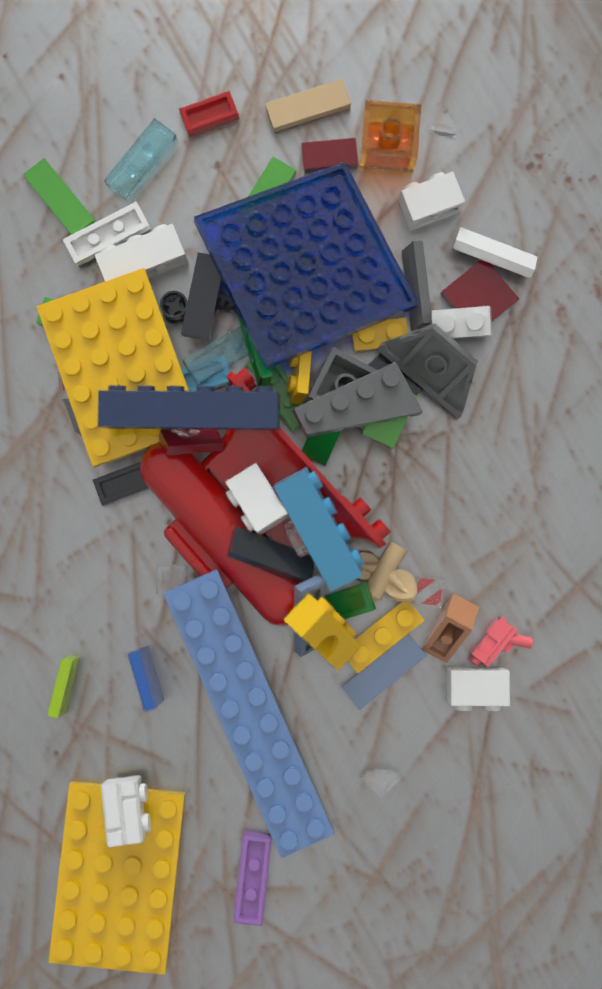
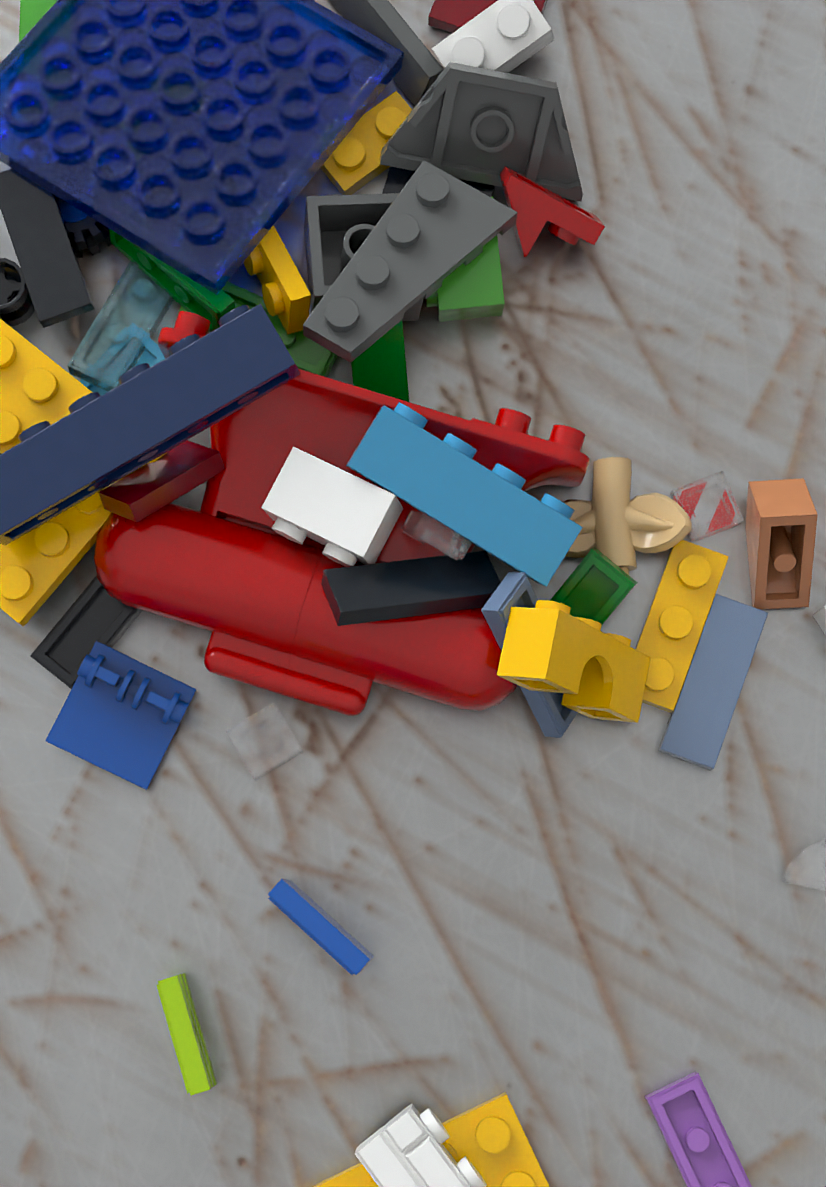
camera: 25 degrees left, 5 degrees down
(116, 530) = (120, 715): none -> blue hinge
(248, 713) = (534, 883): medium blue plate -> none
(437, 411) = (537, 205): none -> red slope

